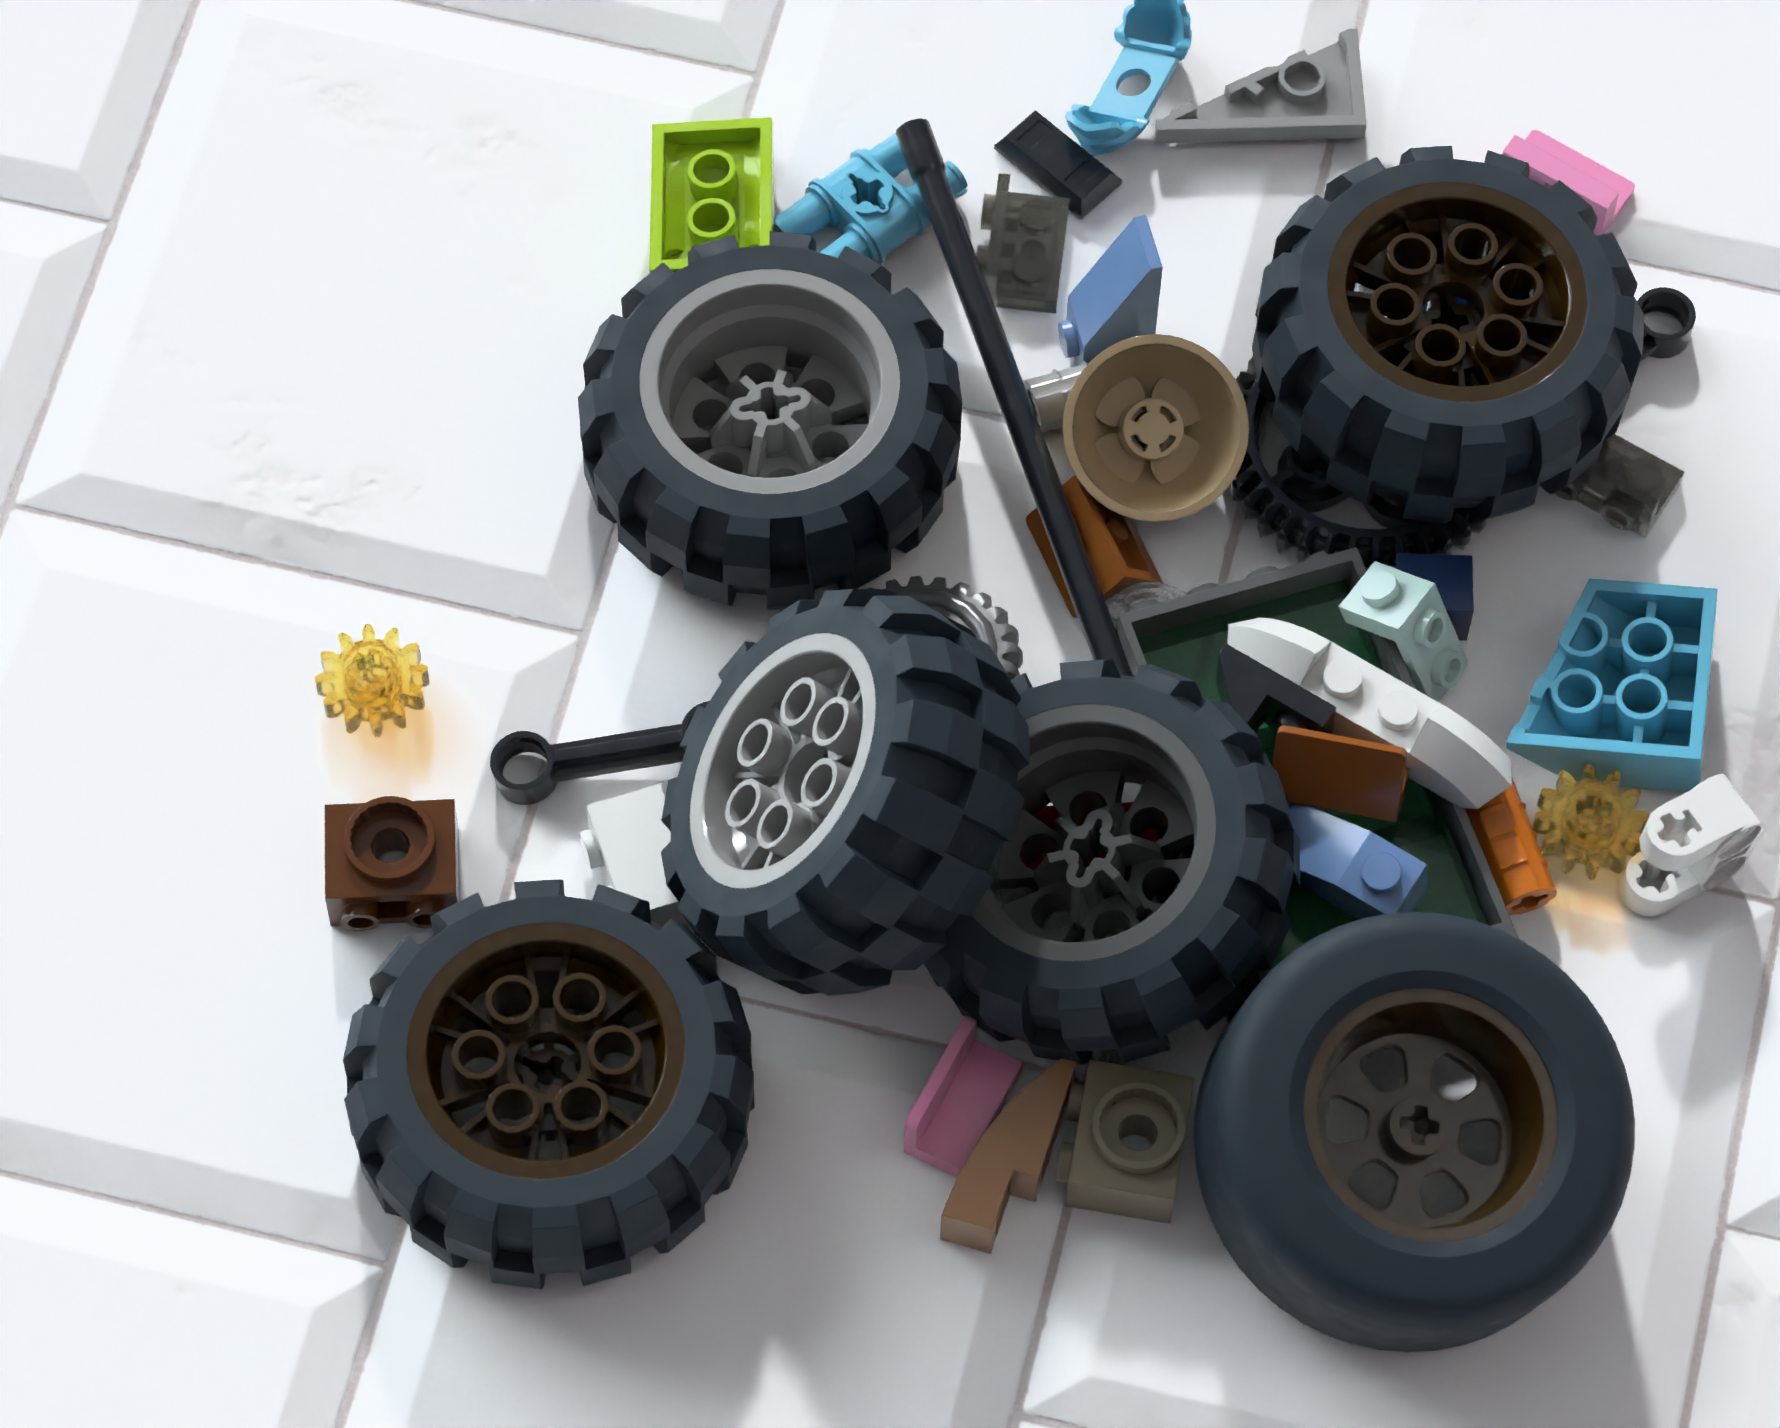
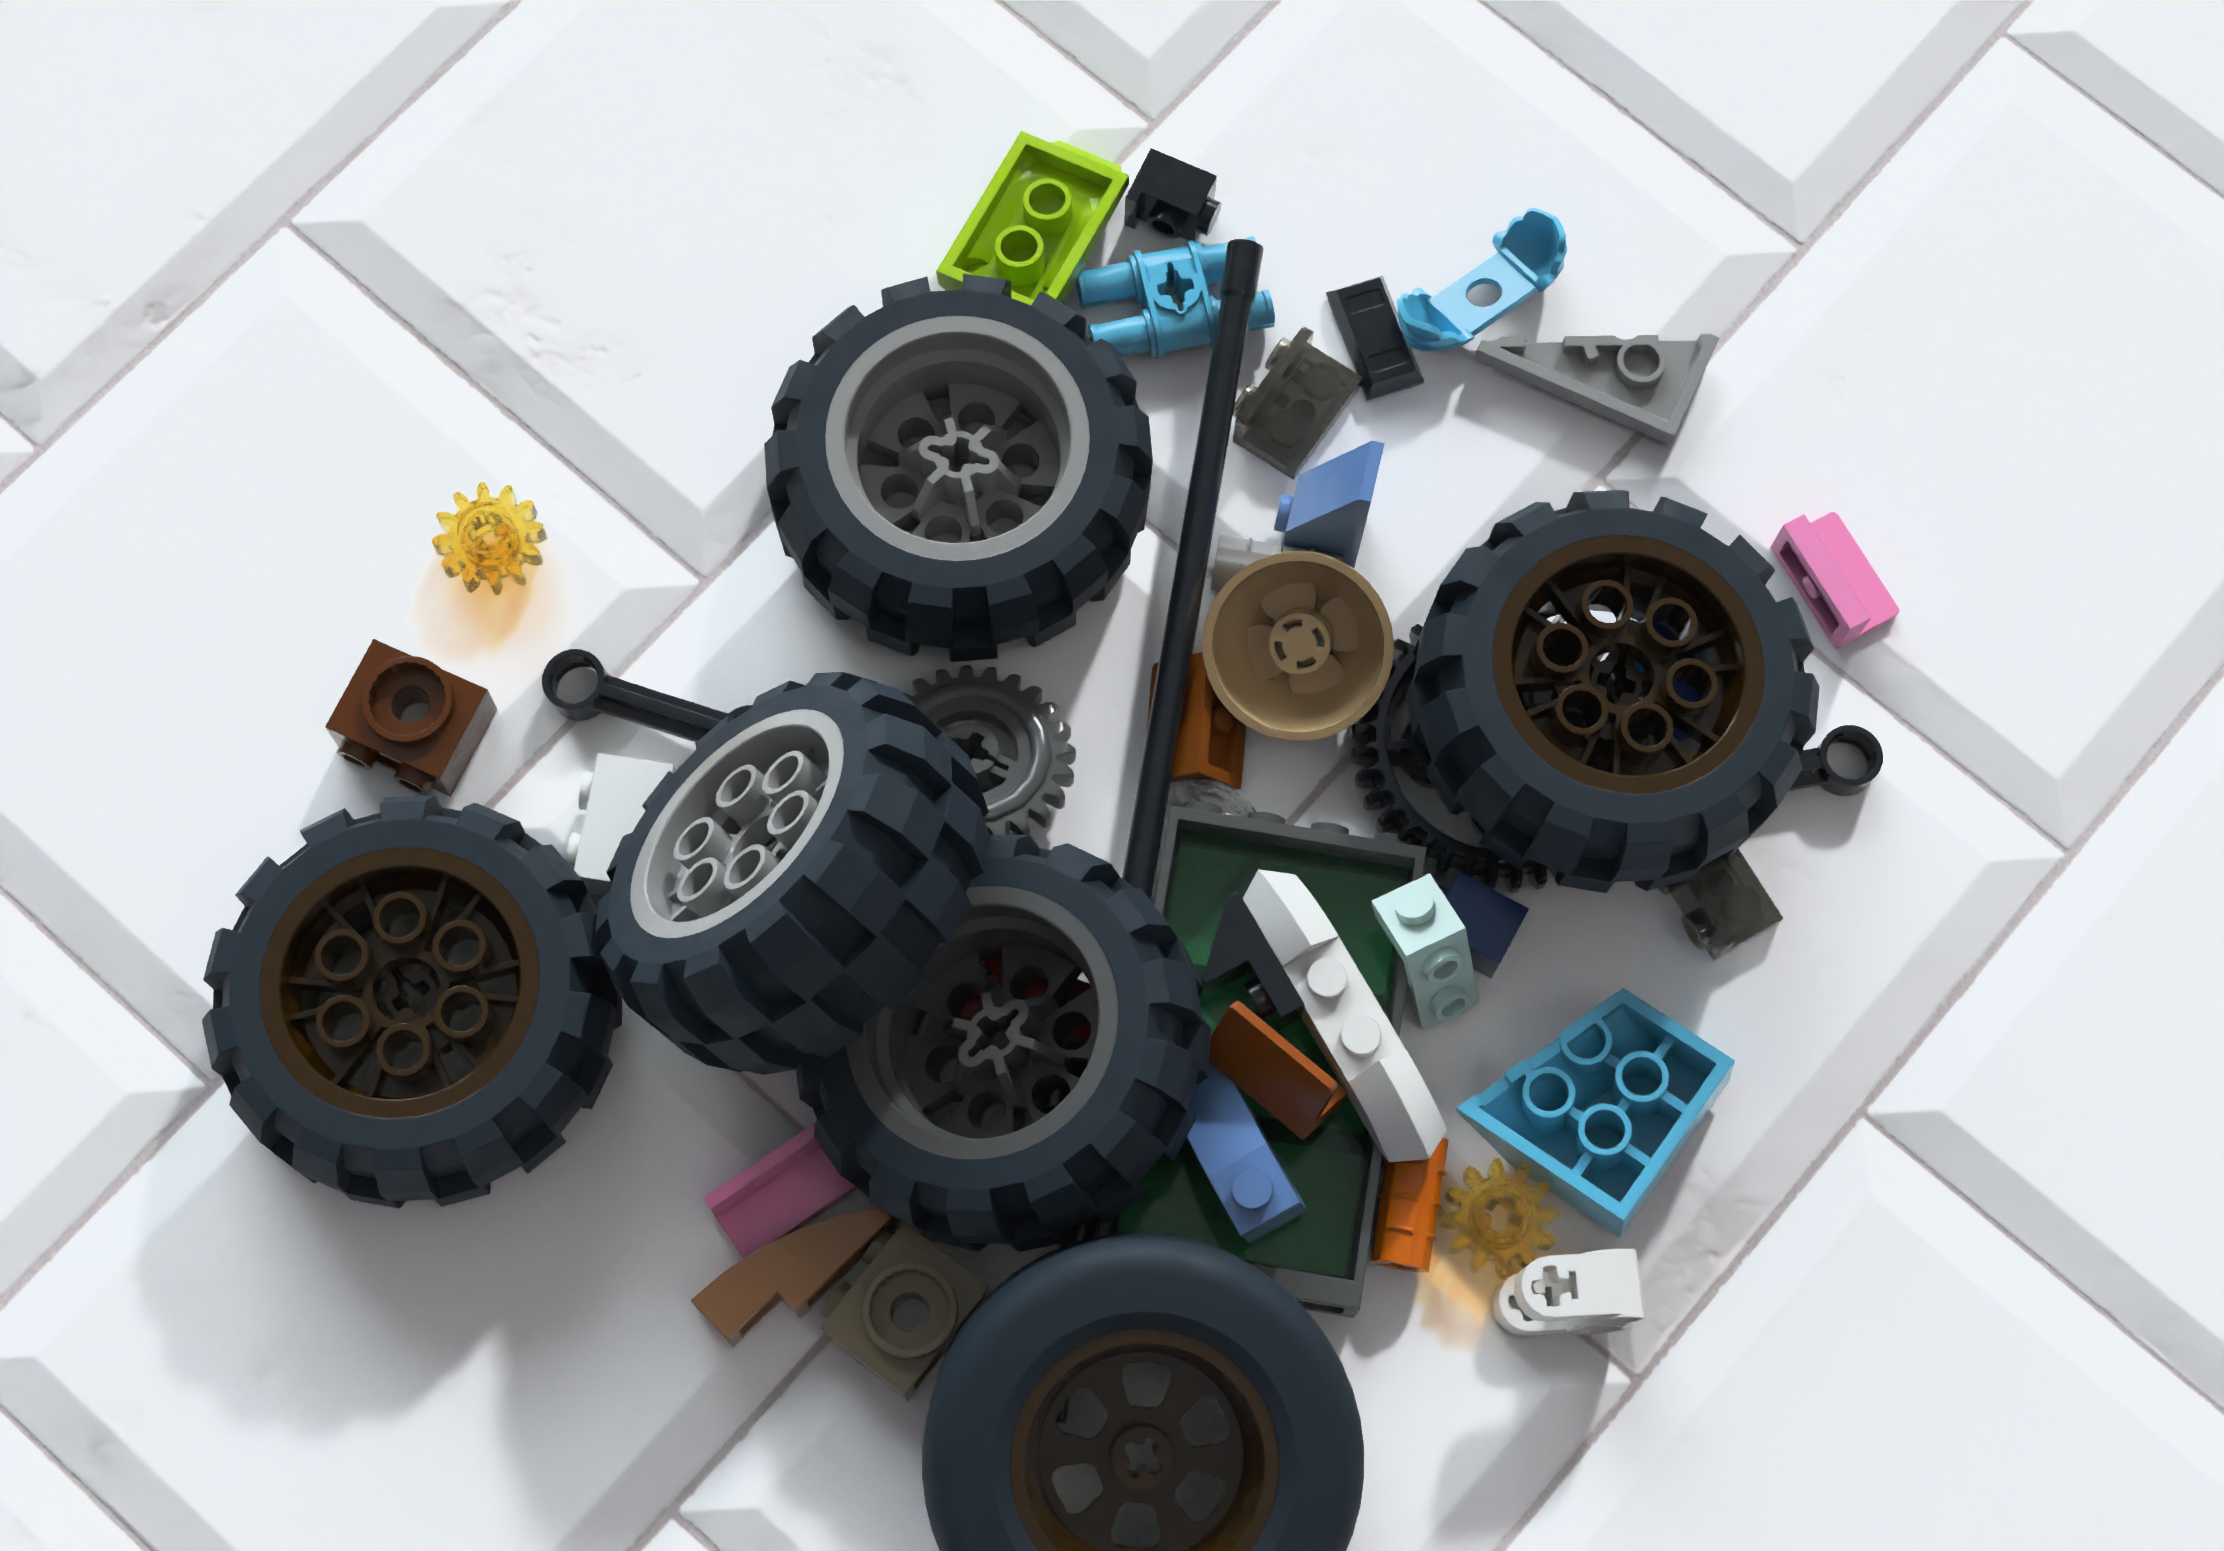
camera: 25 degrees right, 10 degrees up
(818, 122) = (1172, 198): none -> black brick

